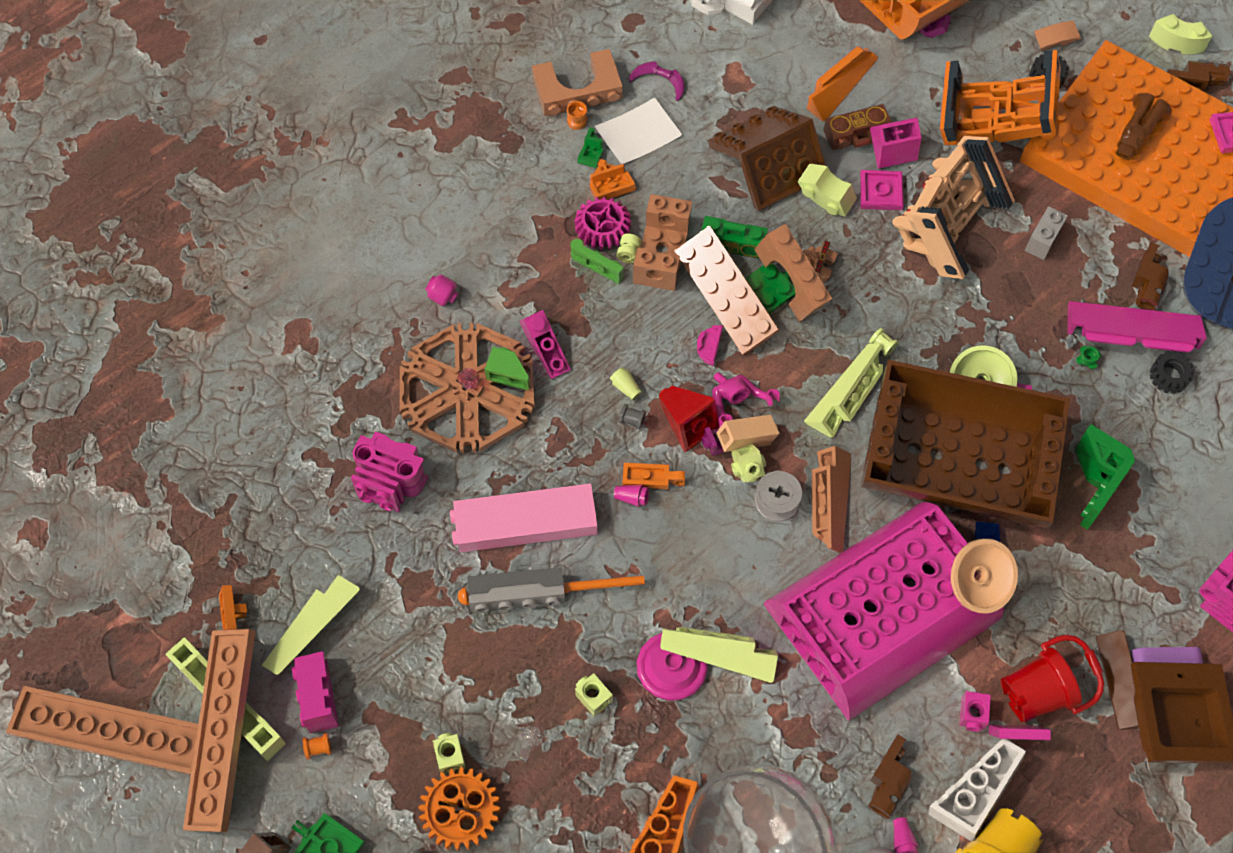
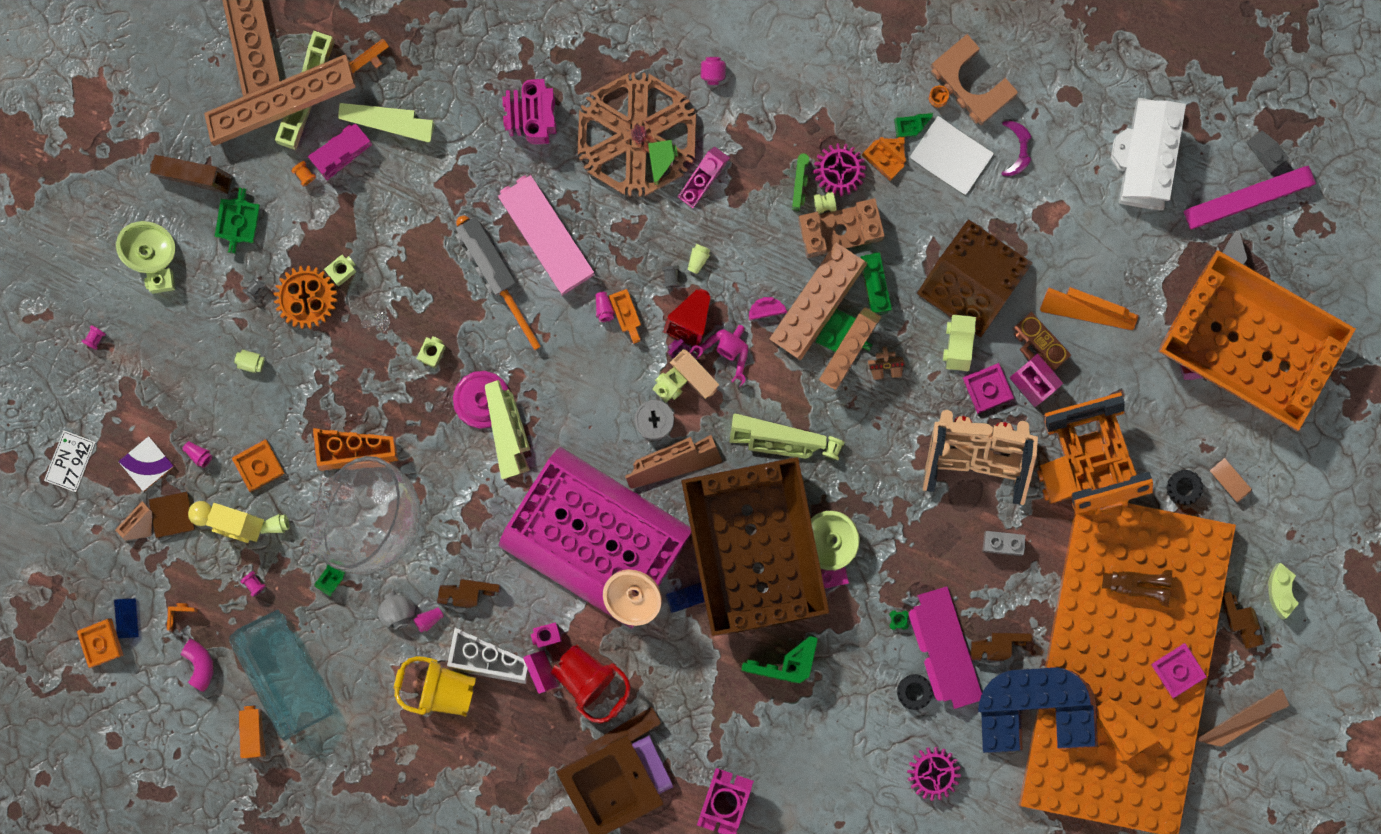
camera: 70 degrees right, 20 degrees up
(1011, 150) = (1057, 480): none -> orange slope

